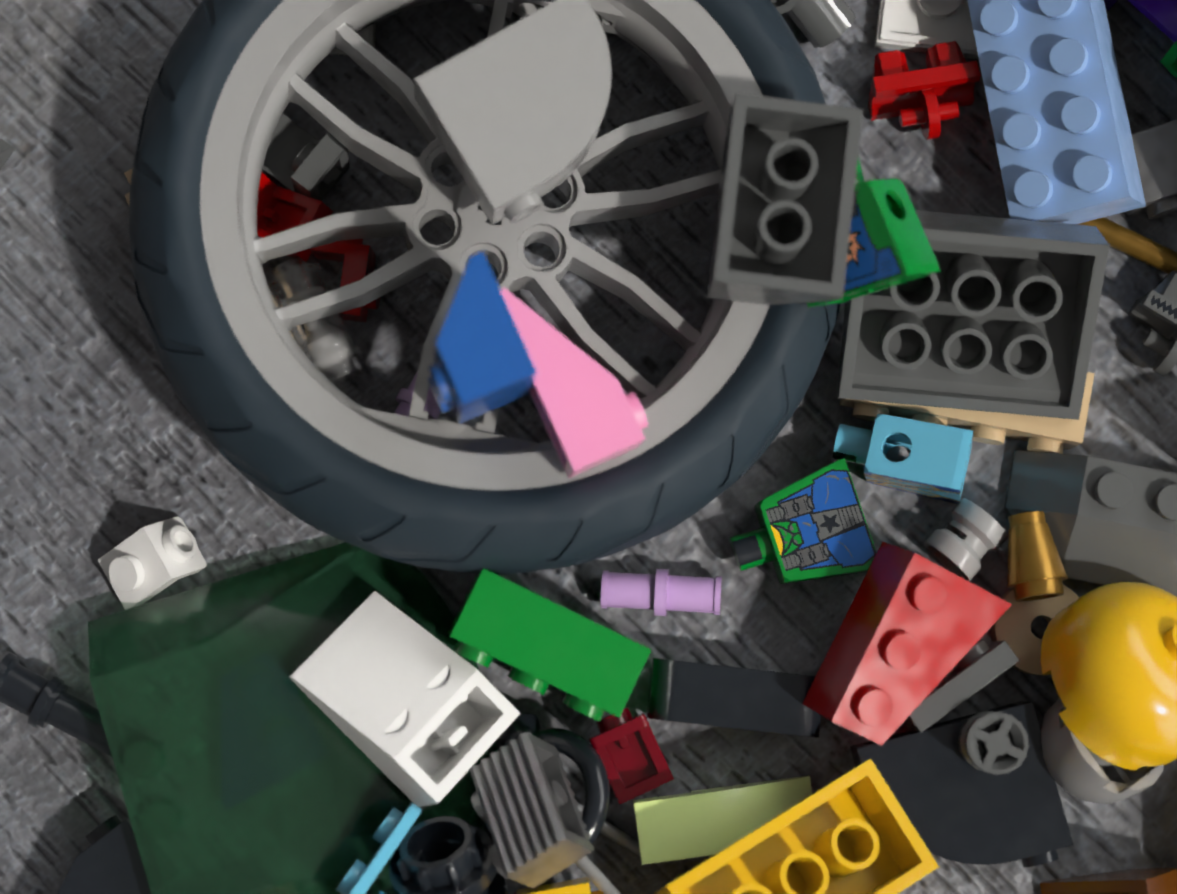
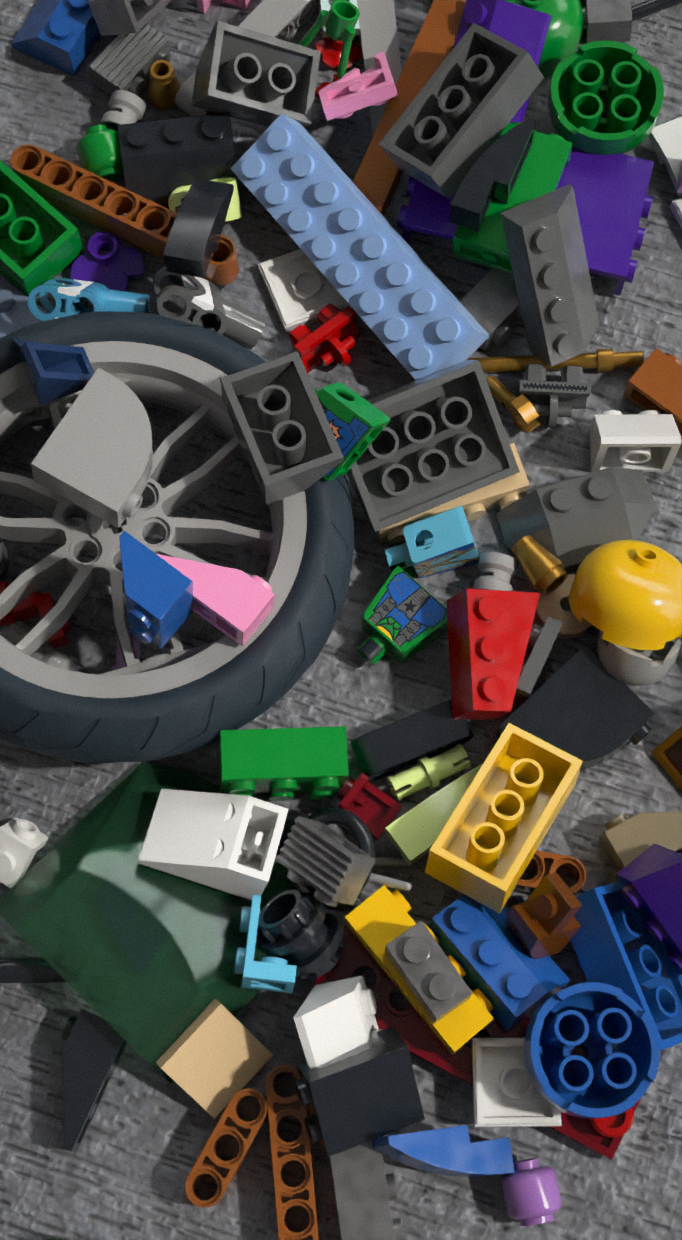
camera: 30 degrees left, 10 degrees down
(661, 592) = (334, 703): lavender pin -> none
(733, 751) = (428, 772): none -> yellowish green pin
(1004, 747) = (575, 667): dark grey wheel -> none
(1130, 328) = (520, 407): none -> pearl gold bar

